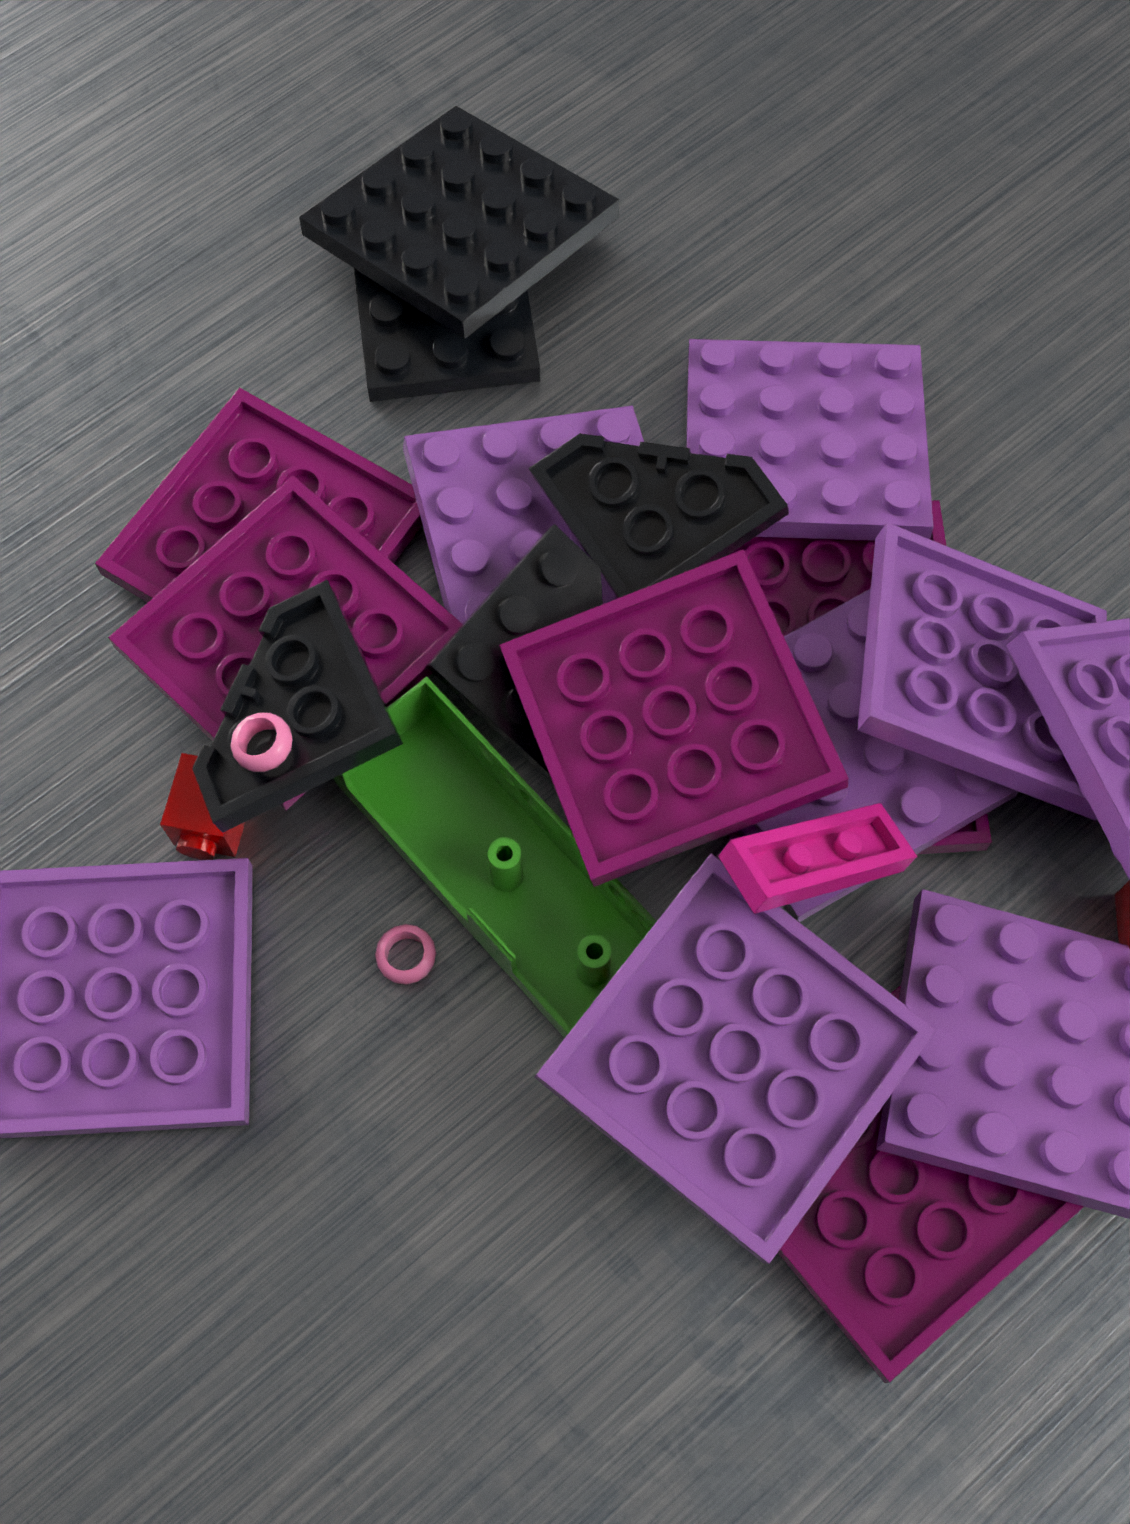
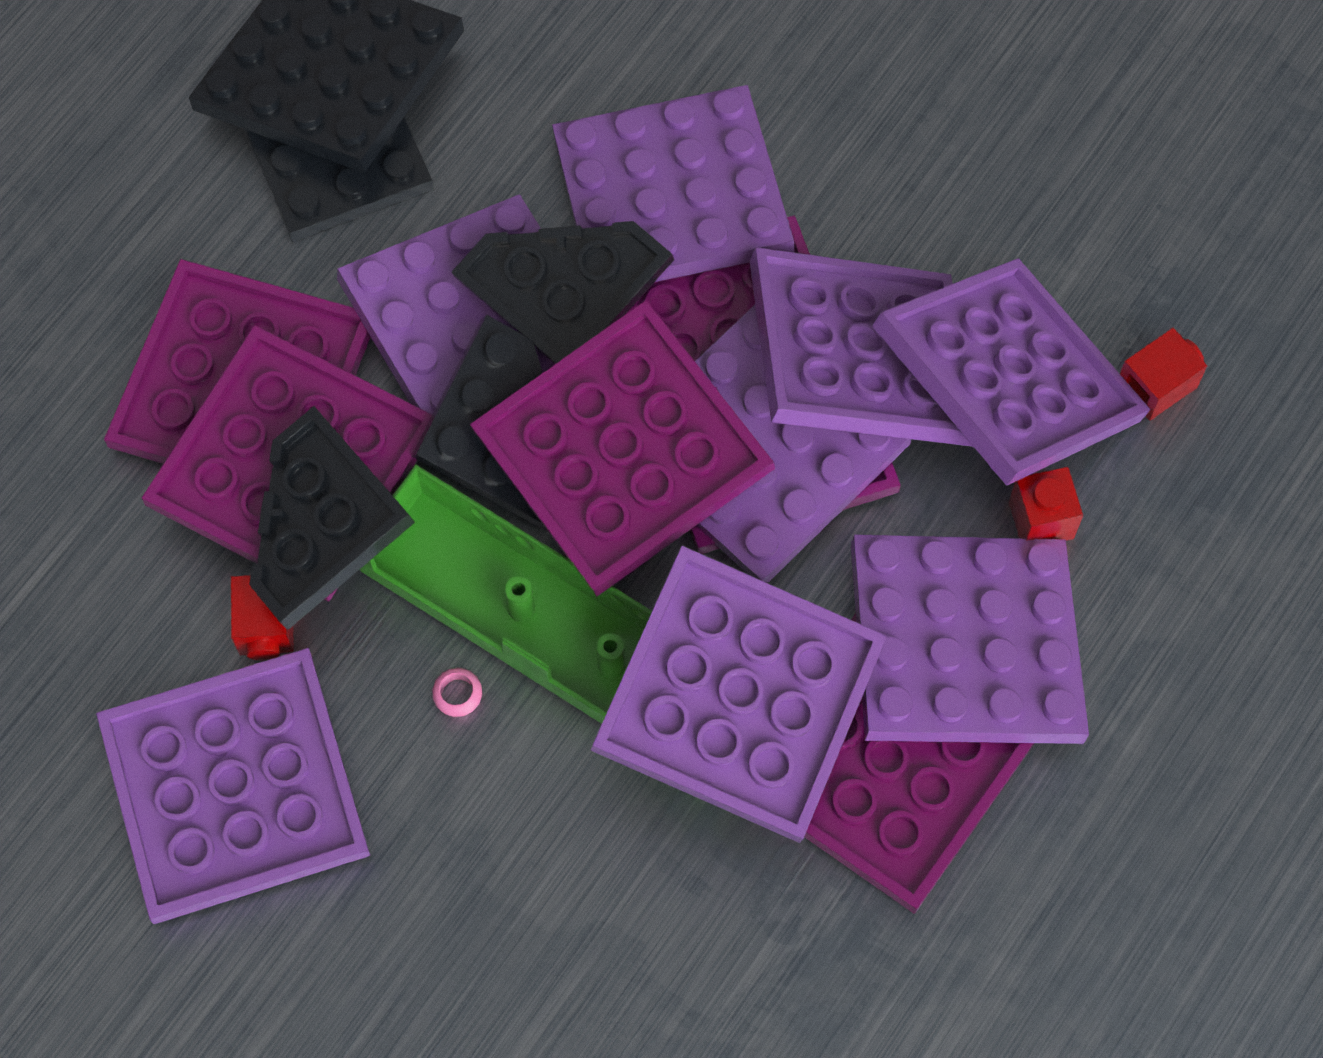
camera: 15 degrees left, 0 degrees up
(271, 758) = (311, 562): bright pink piece -> none
(816, 857) = (764, 528): dark pink plate -> none

